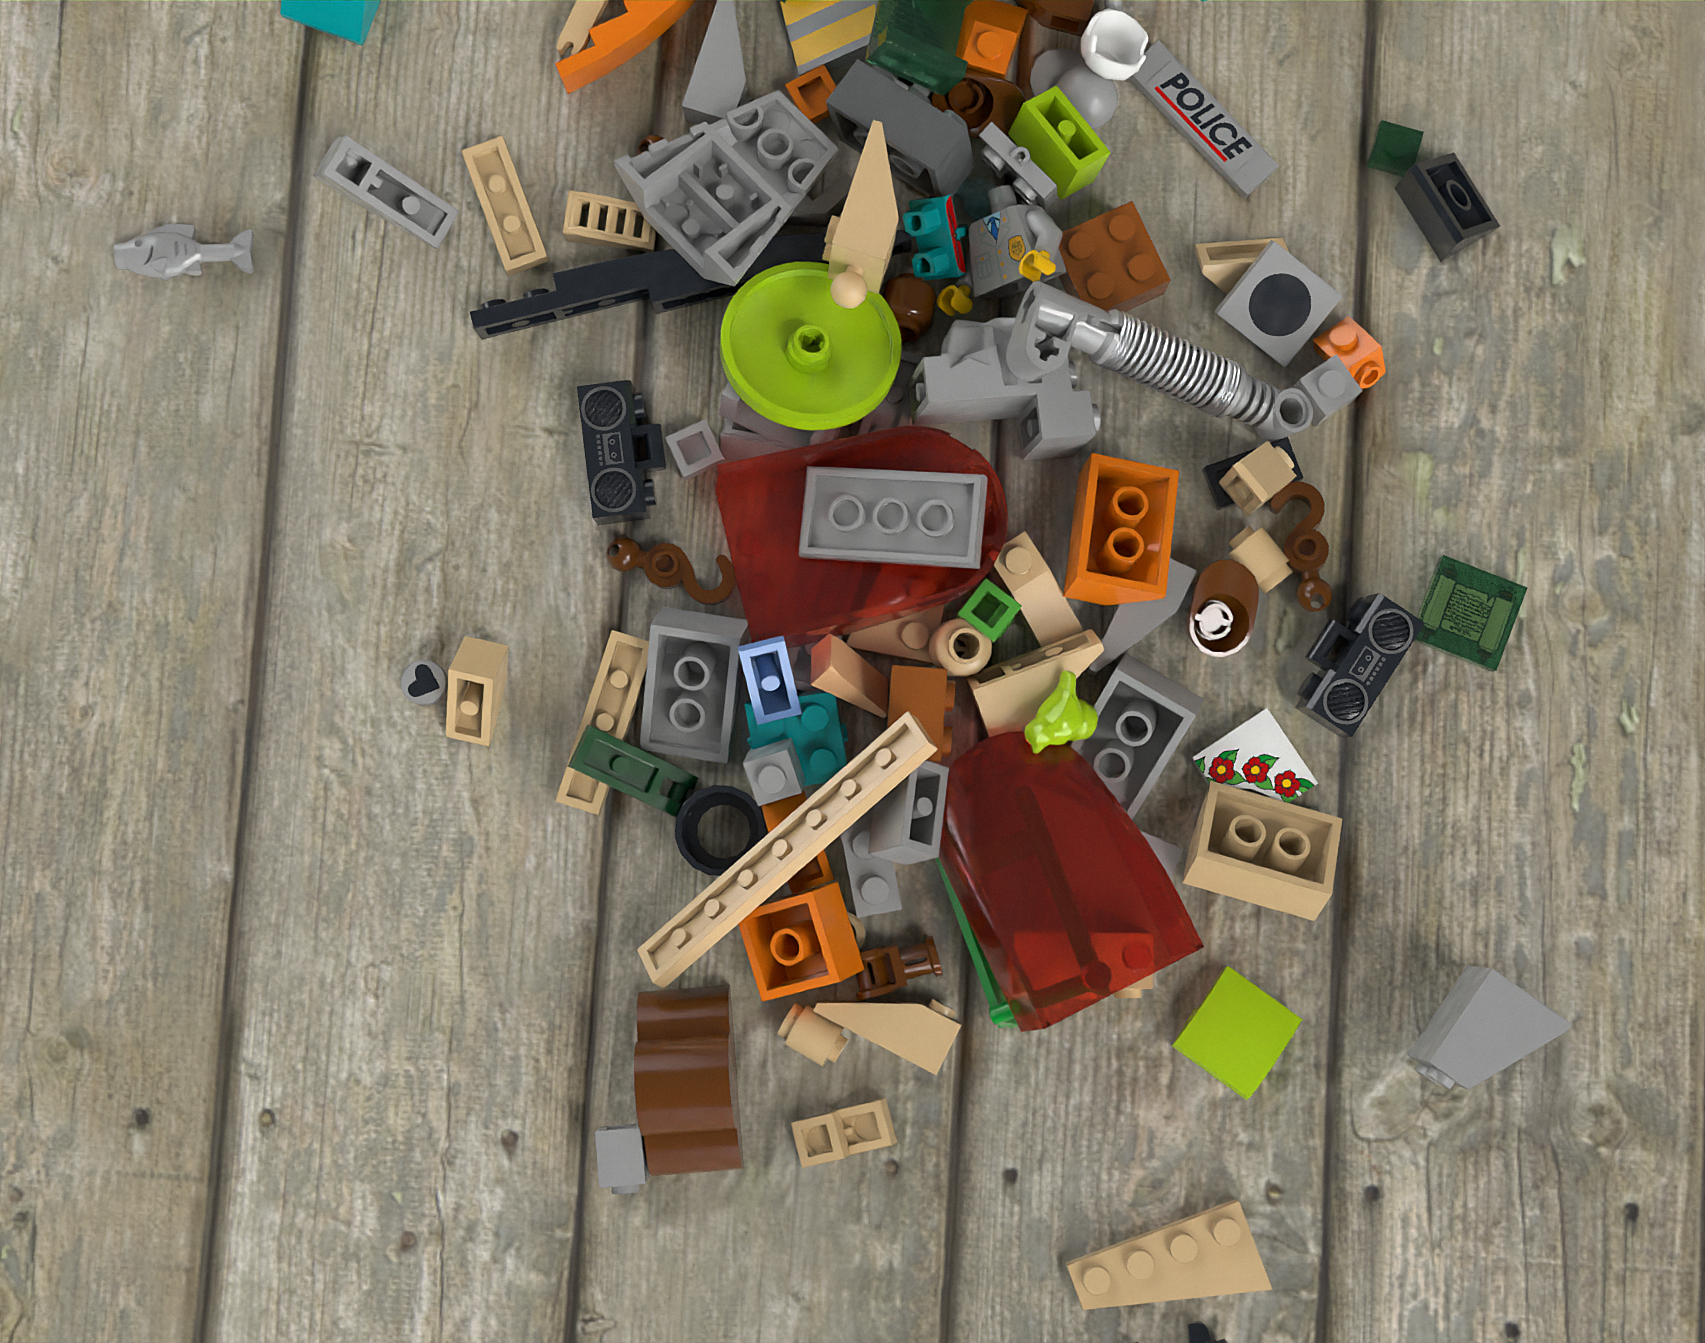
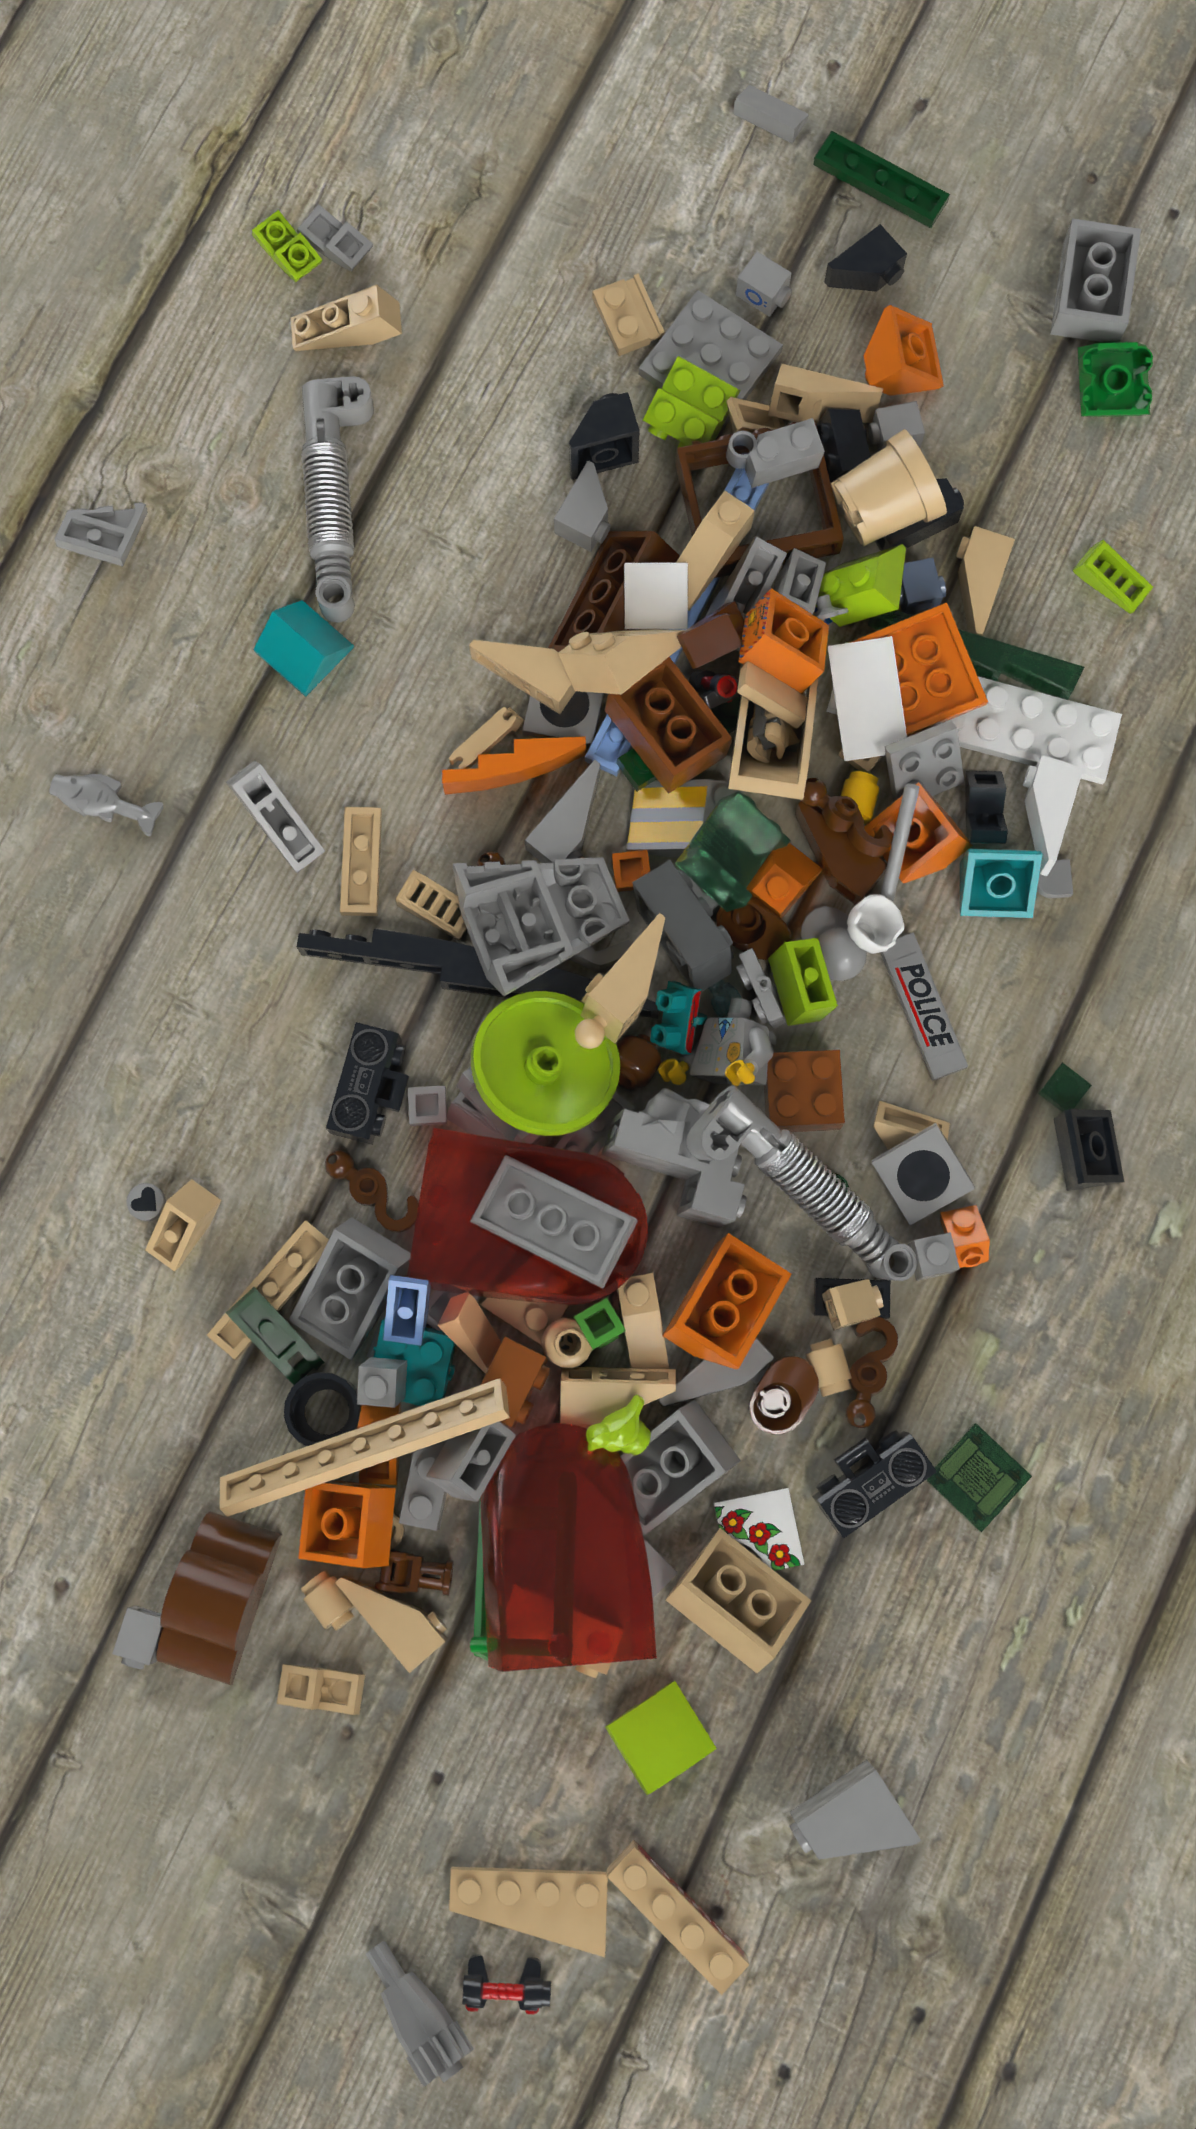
camera: 15 degrees right, 5 degrees down
(1334, 1214) = (677, 1917): none -> tan brick

